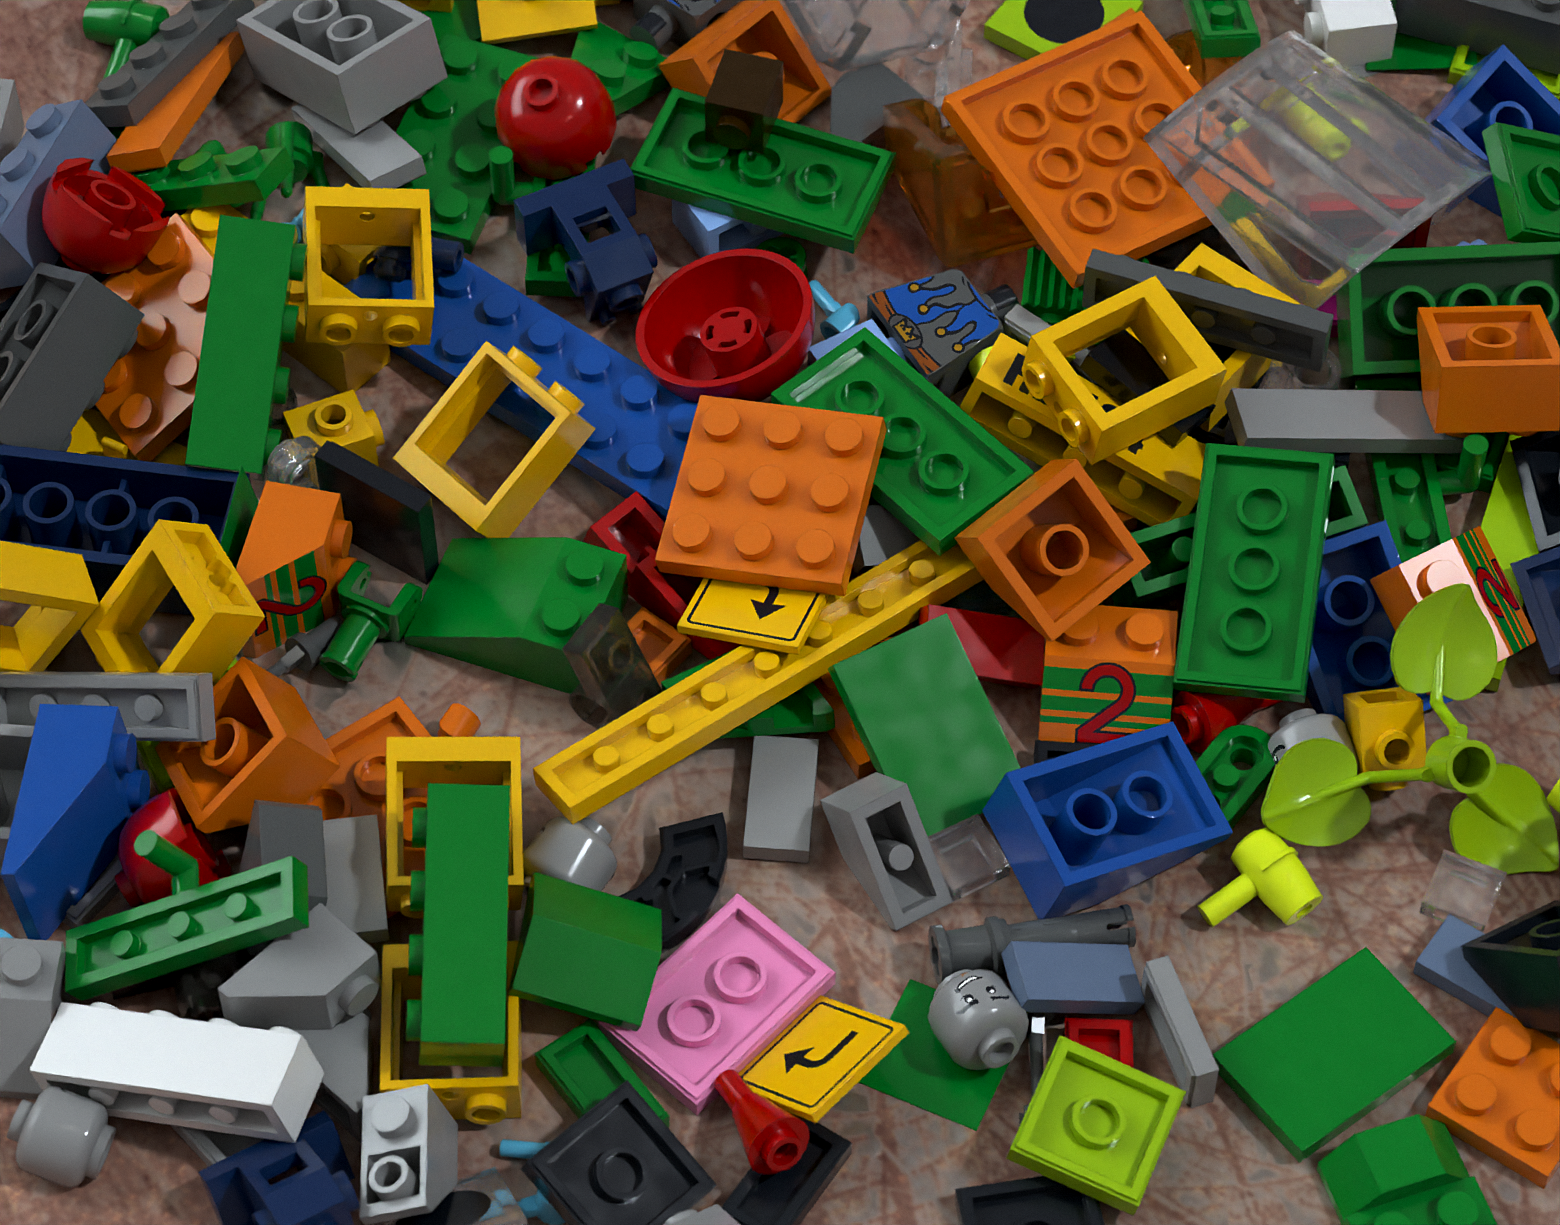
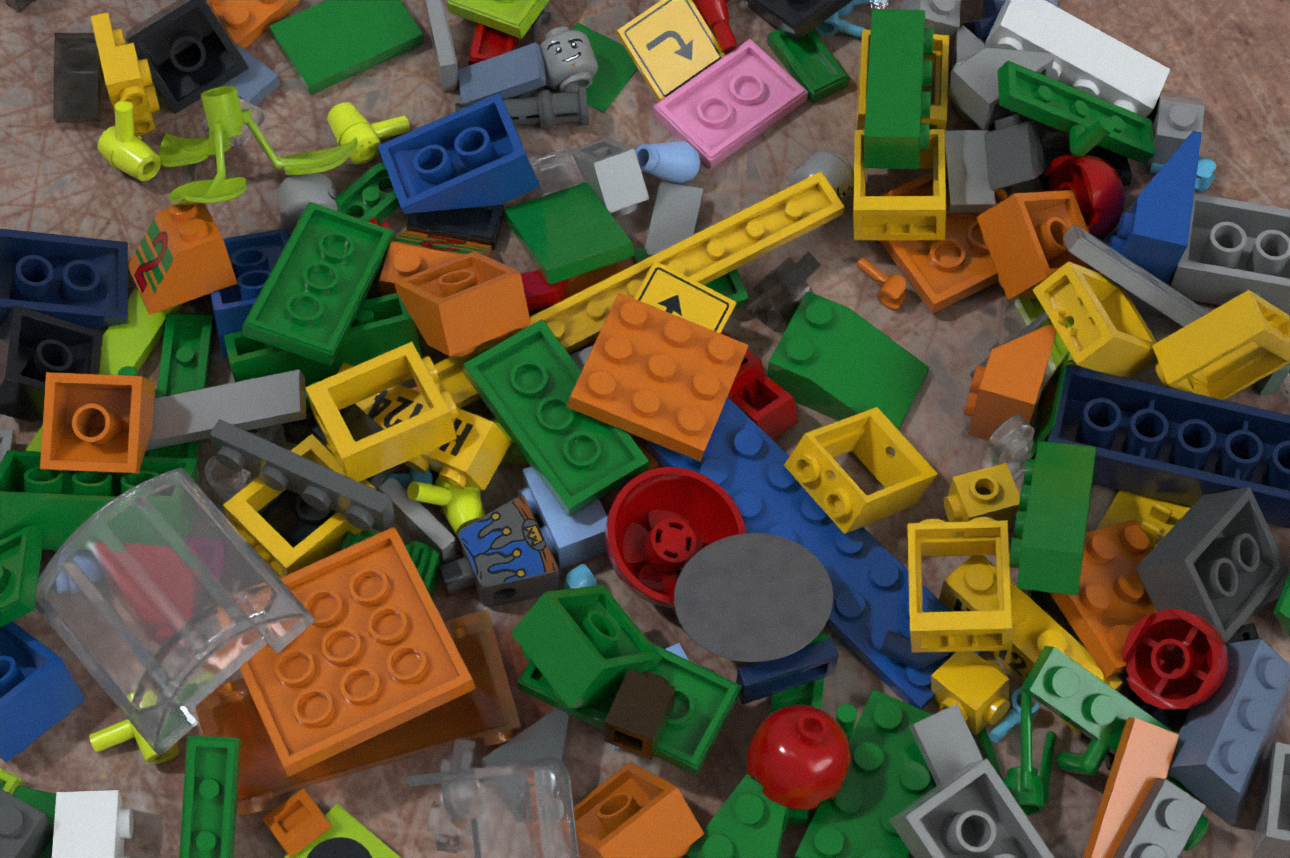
camera: 175 degrees left, 5 degrees up
(61, 1137) = (1151, 40): light grey head -> none
(366, 622) = (956, 368): green piece -> none
(386, 512) = (948, 421): black tile -> none
(587, 952) = (812, 112): green slope -> none
(621, 248) = (753, 597): none -> flat silver sticker
(659, 643) = (759, 335): orange tile -> none
(686, 876) = (750, 174): black tile -> none
(800, 862) = (670, 161): none -> light blue cone
(816, 164) = (583, 644): none -> green slope
(1386, 731) = (260, 203): yellow brick -> none

